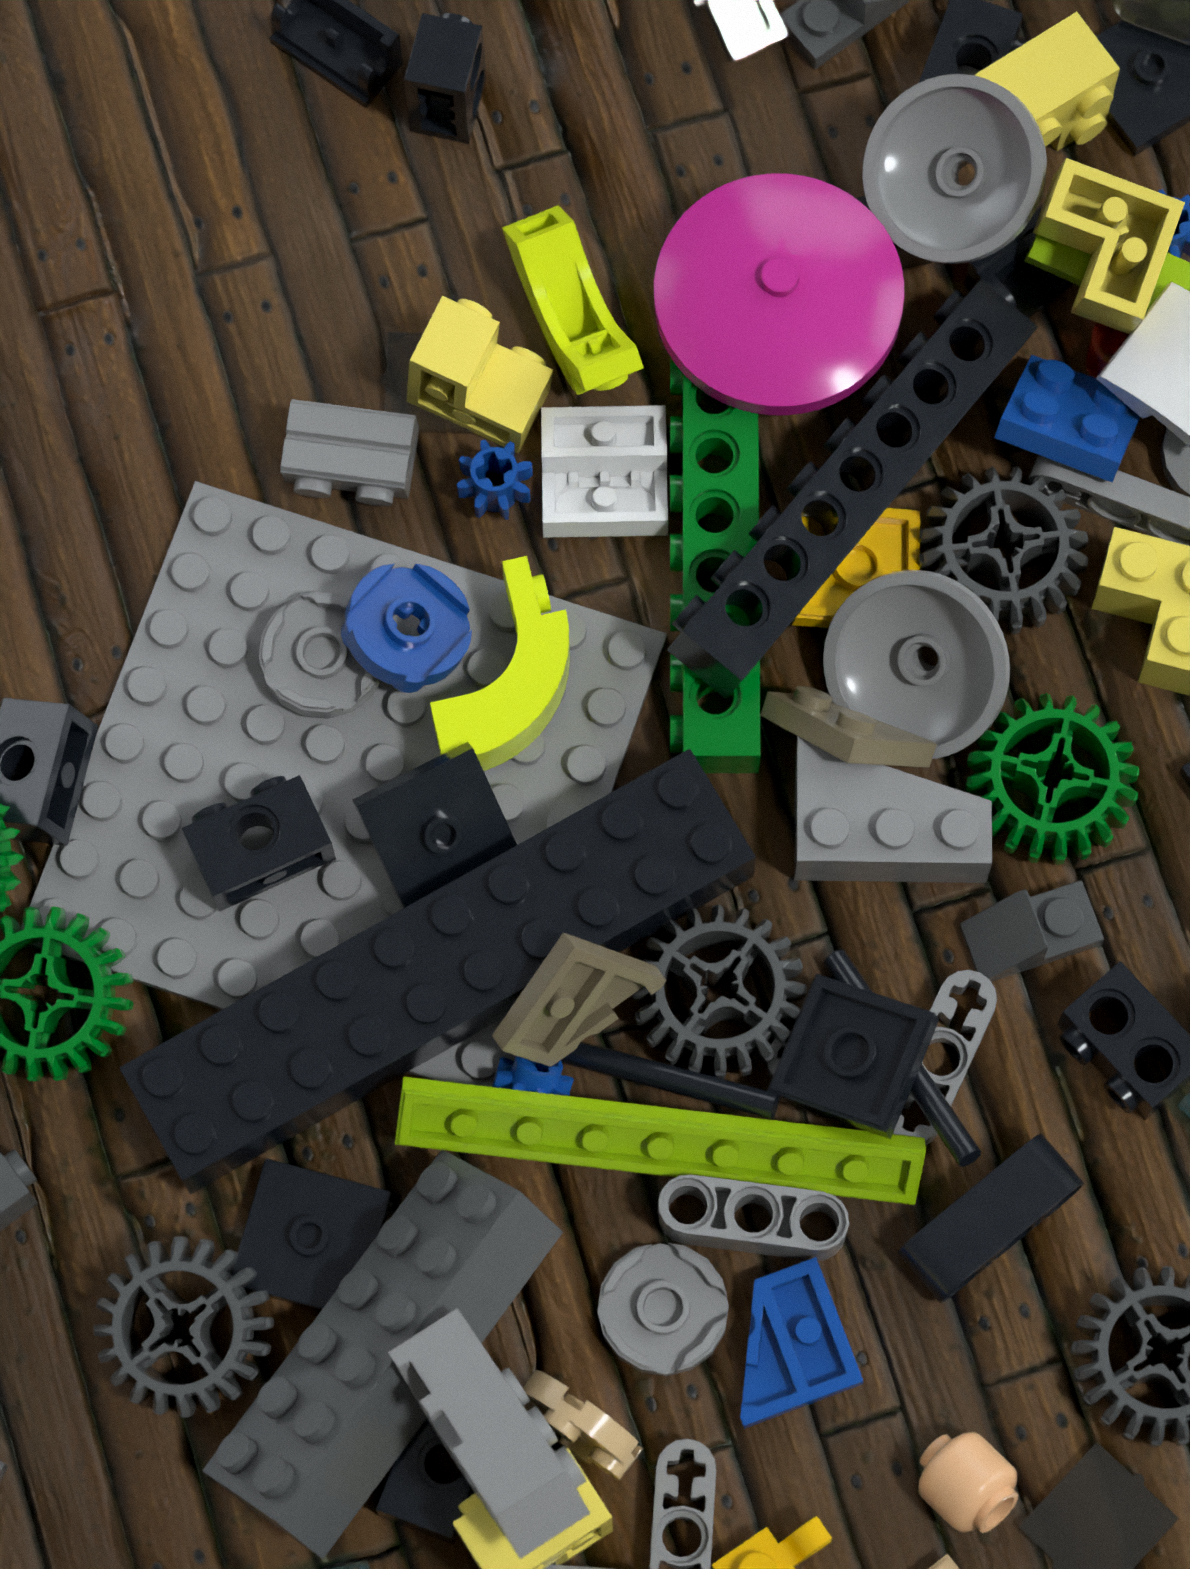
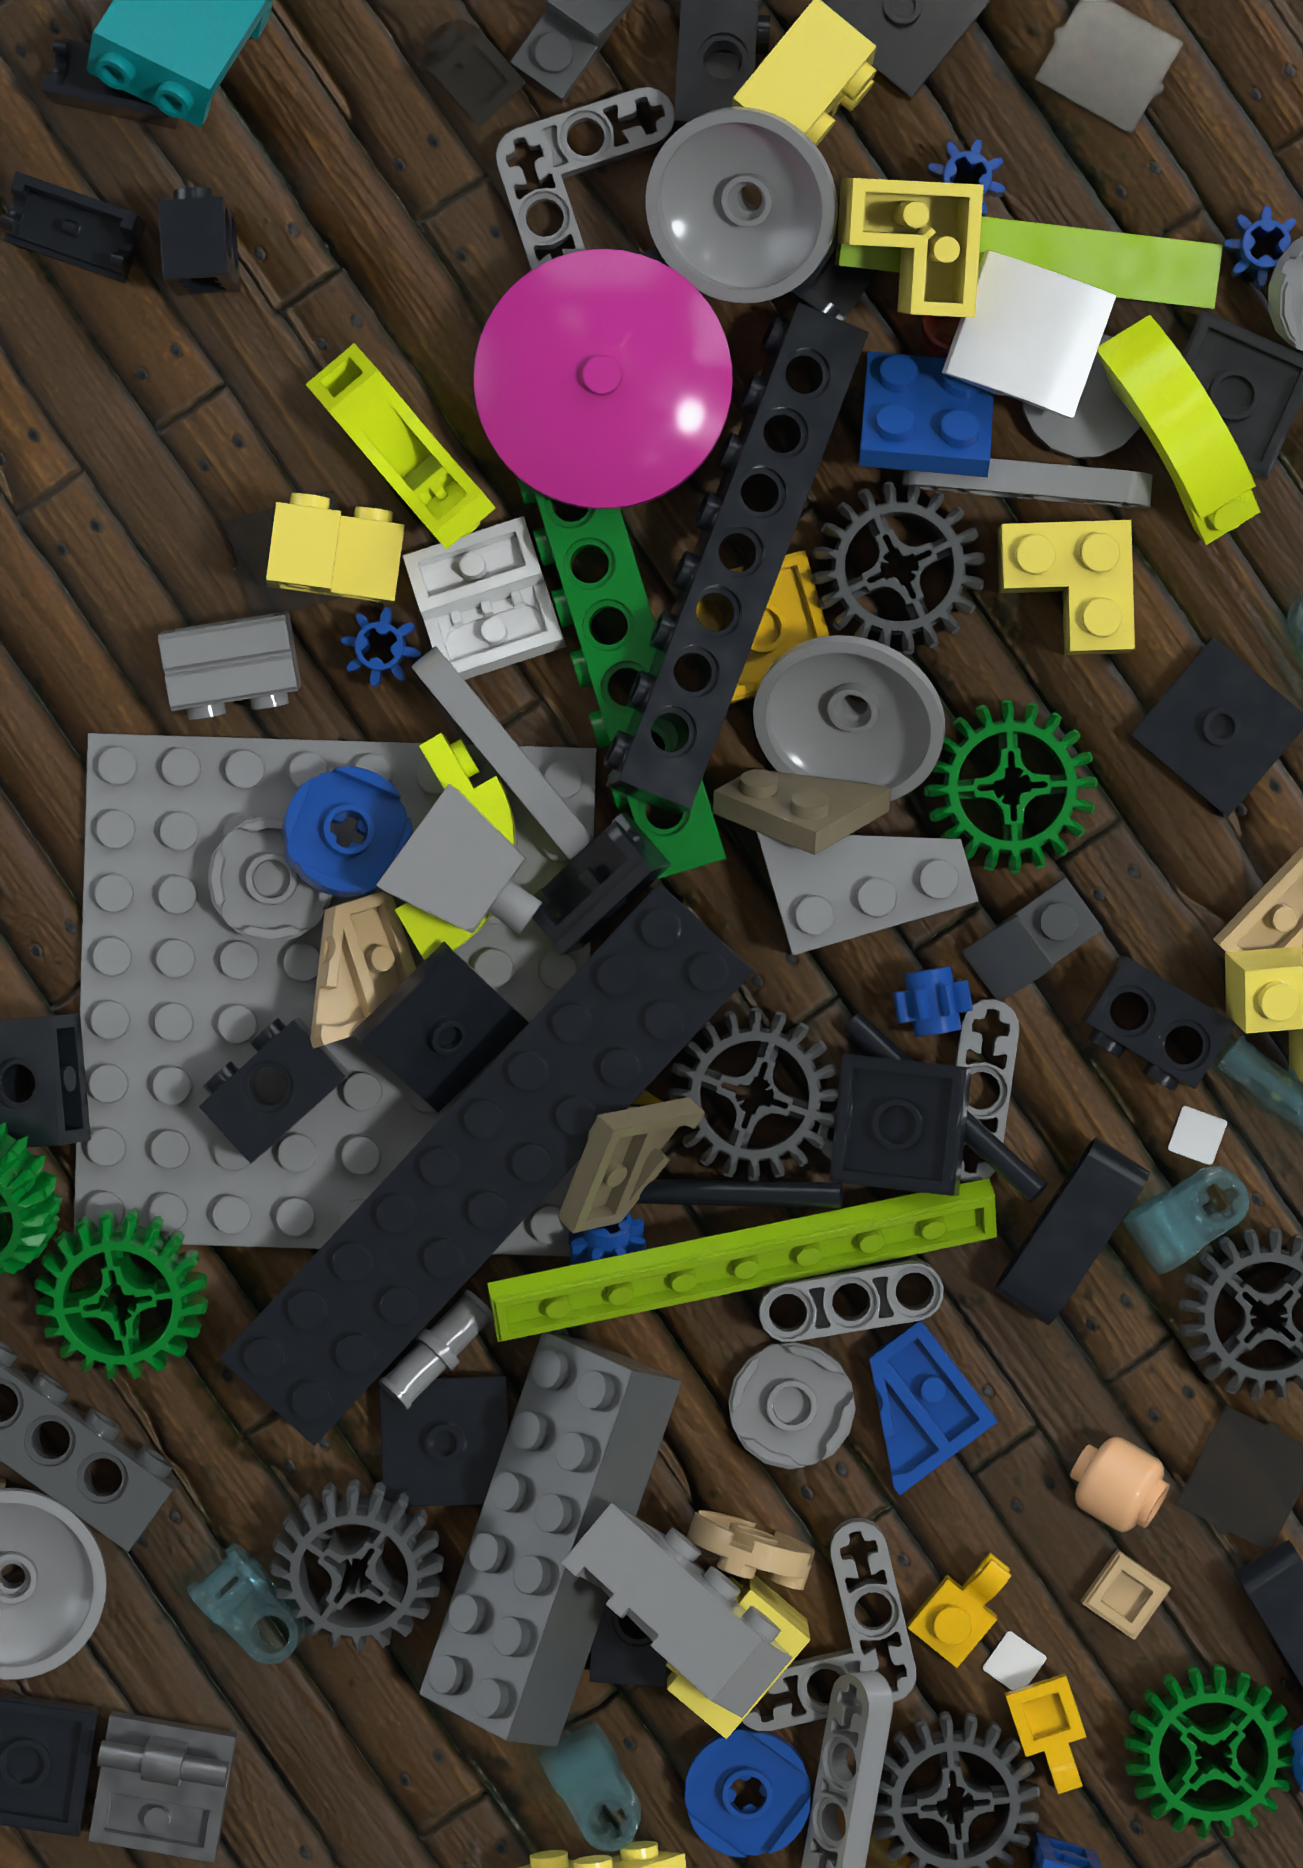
camera: 20 degrees left, 15 degrees up
(58, 1331) = (246, 1604): none -> clear light blue piece
(331, 1142) = (436, 1349): none -> light grey pin
(380, 742) = (359, 965): none -> tan wing
(504, 673) = (460, 868): none -> light grey torso
(579, 599) = (502, 752): none -> light grey beam
(631, 743) = (598, 884): none -> black hinge
(795, 114) = (561, 162): none -> light grey beam
(918, 954) = (932, 1001): none -> blue gear
(1099, 1241) = (1177, 1227): none -> clear light blue piece
(1141, 1169) = (1197, 1135): none -> white sticker

